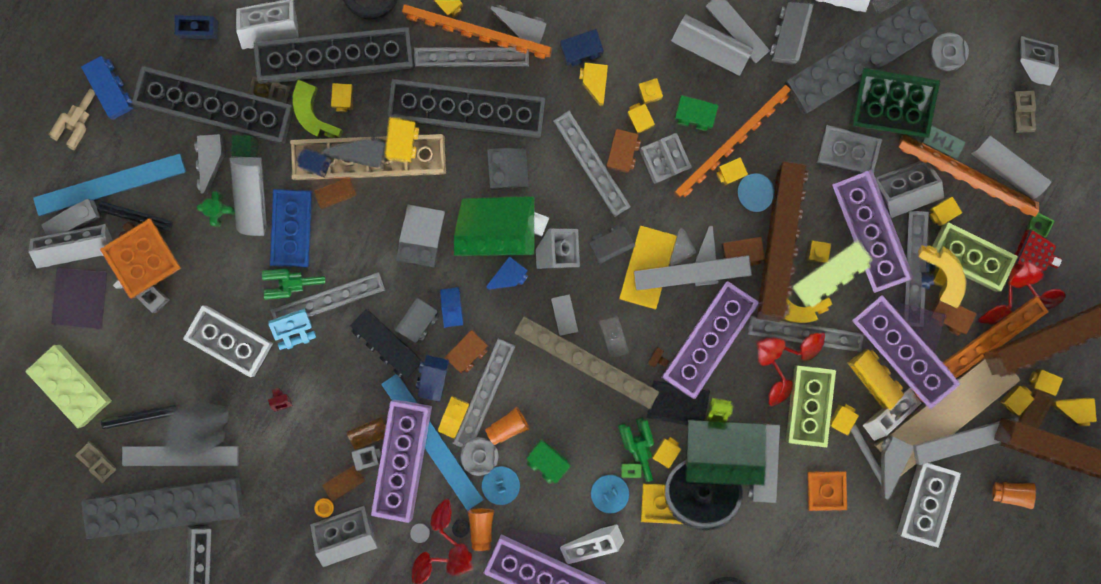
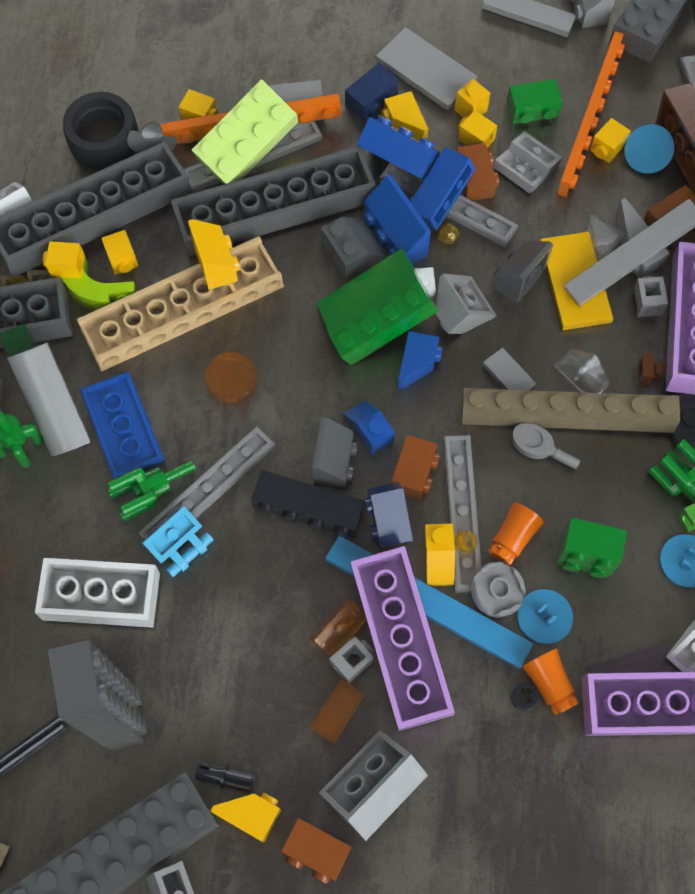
camera: 20 degrees left, 20 degrees down
(156, 457) = (93, 783): light grey tile -> none
(258, 489) = (224, 777): none -> black axle
(263, 519) = (250, 814): none -> yellow slope
(279, 401) = (201, 641): dark red tile -> none
(292, 558) = (315, 850): none -> dark orange brick
(298, 93) = (64, 259): none -> yellow brick
(313, 162) = (116, 319): dark blue brick -> none
(324, 507) = (327, 758): light orange plate -> none
(335, 193) = (159, 362): clear orange plate -> none
(362, 152) = (166, 286): dark grey slope -> none
(378, 227) = (231, 377): none -> clear orange tile
(399, 19) = (150, 136): none -> dark grey plate
(420, 236) = (289, 365): slope -> none
(420, 532) = (473, 729): light grey tile -> none
(459, 557) = (547, 730): red plant -> none
(467, 51) = (245, 134): none -> yellowish green brick
(478, 417) = (460, 542): none -> clear yellow hinge
(541, 169) = (396, 221): none -> blue slope
(556, 373) = (538, 444): none -> light grey piece
(571, 114) = (398, 146): none -> blue slope
(577, 191) = (448, 234): none -> clear yellow hinge
(586, 157) = (442, 187): none -> blue brick
(634, 42) = (425, 68): none -> light grey tile
(690, 313) = (650, 296): none -> light grey brick
(712, 44) = (513, 34): light grey brick -> none

